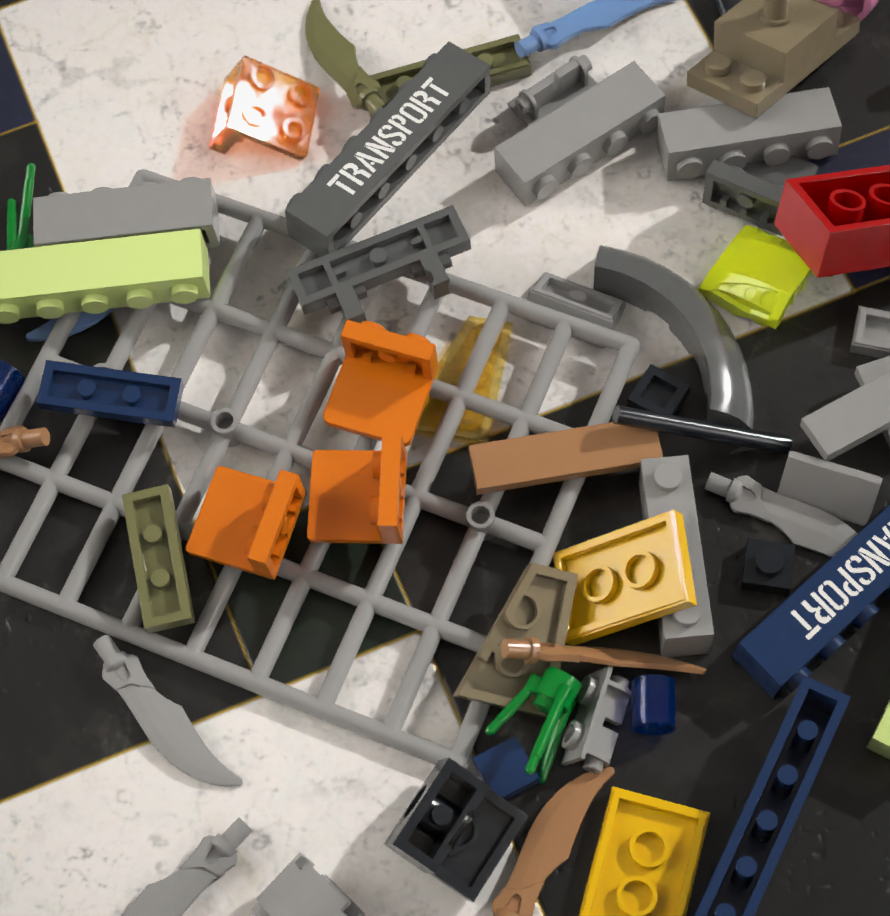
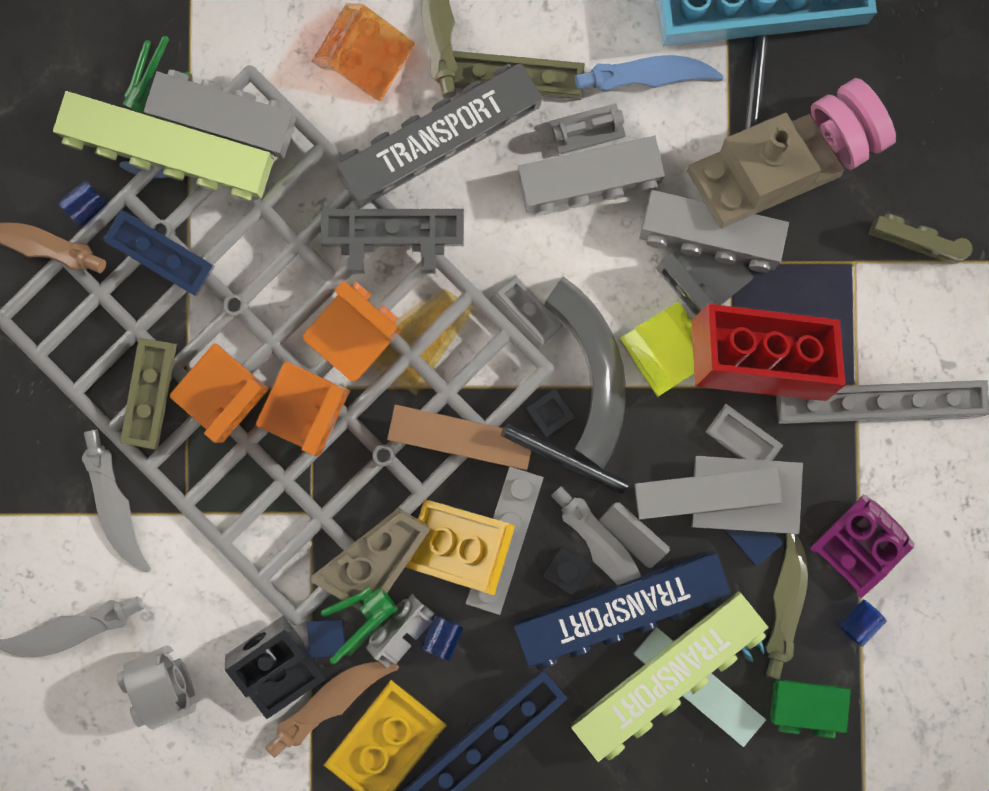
camera: 10 degrees right, 20 degrees up
(532, 650) = (421, 591): medium nougat sword -> none

